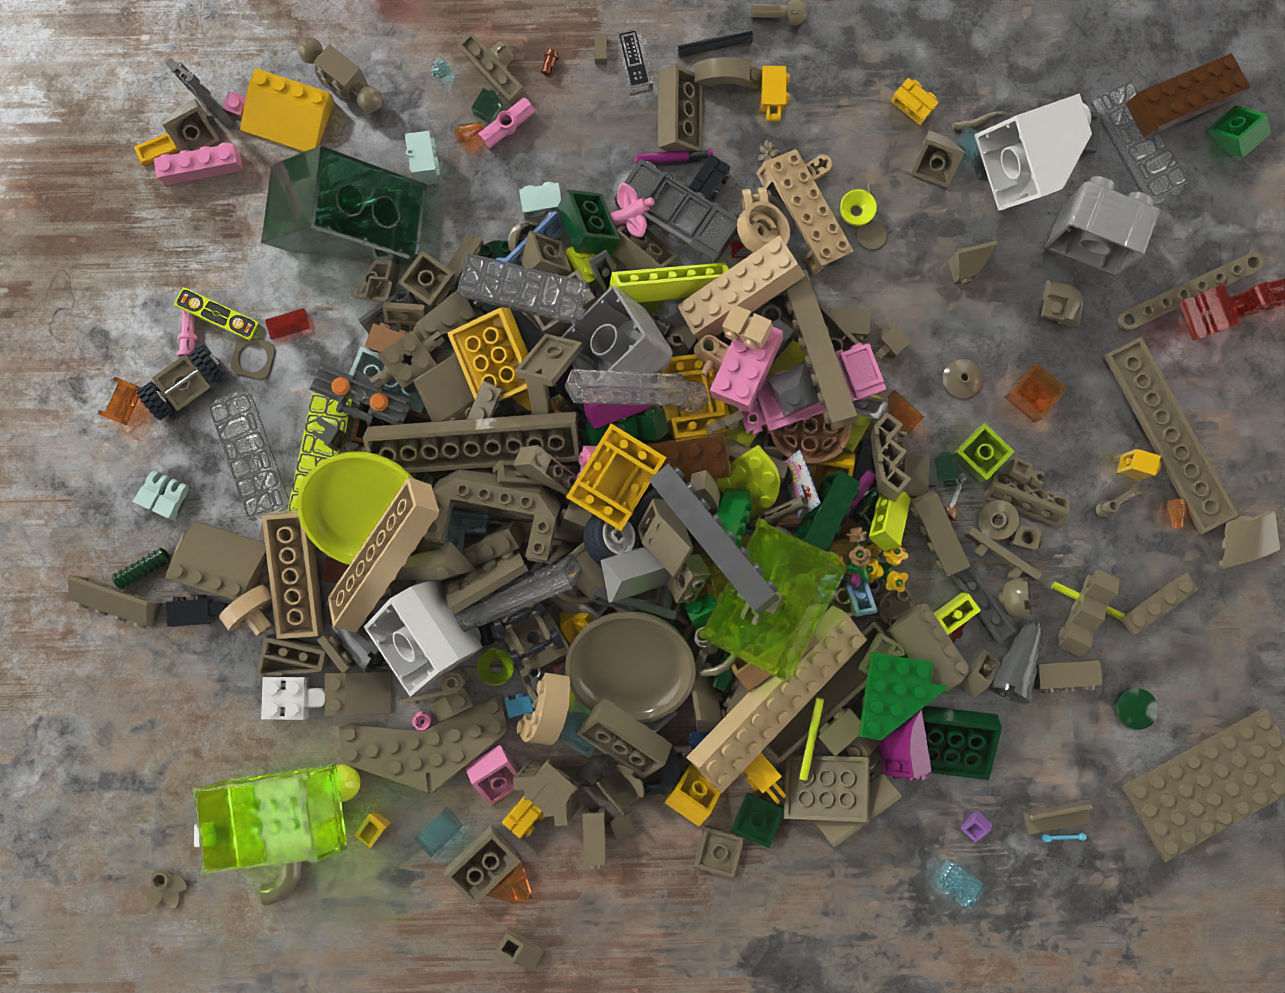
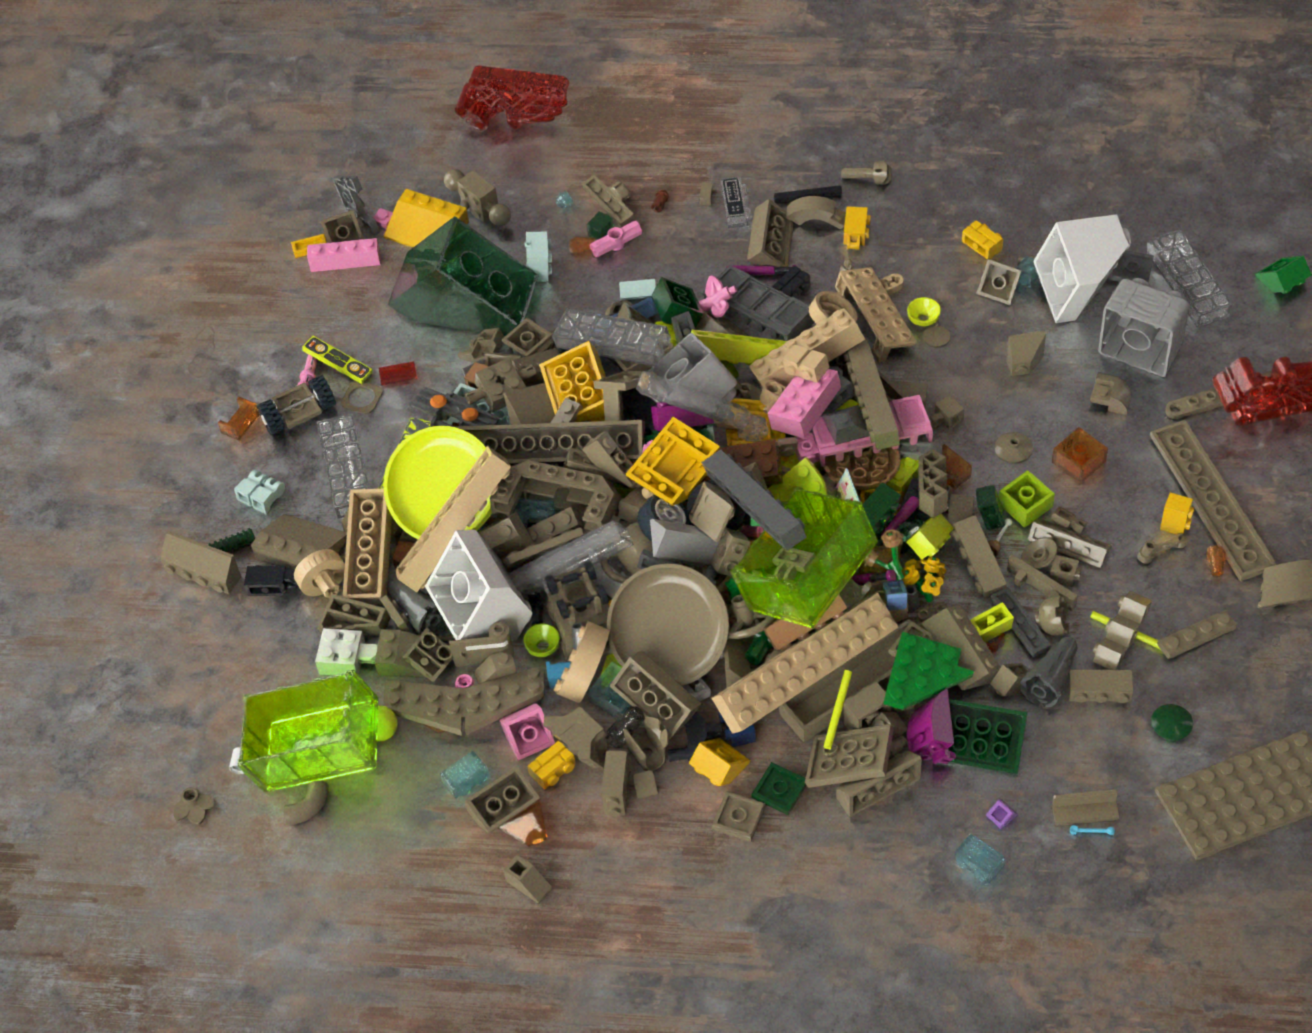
camera: 15 degrees right, 30 degrees down
(372, 828) = (402, 766): yellow slope -> none
(381, 698) = (429, 655): none -> dark tan slope
(762, 776) = (783, 738): yellow brick -> none
(1187, 95) = (1231, 241): reddish brown brick -> none

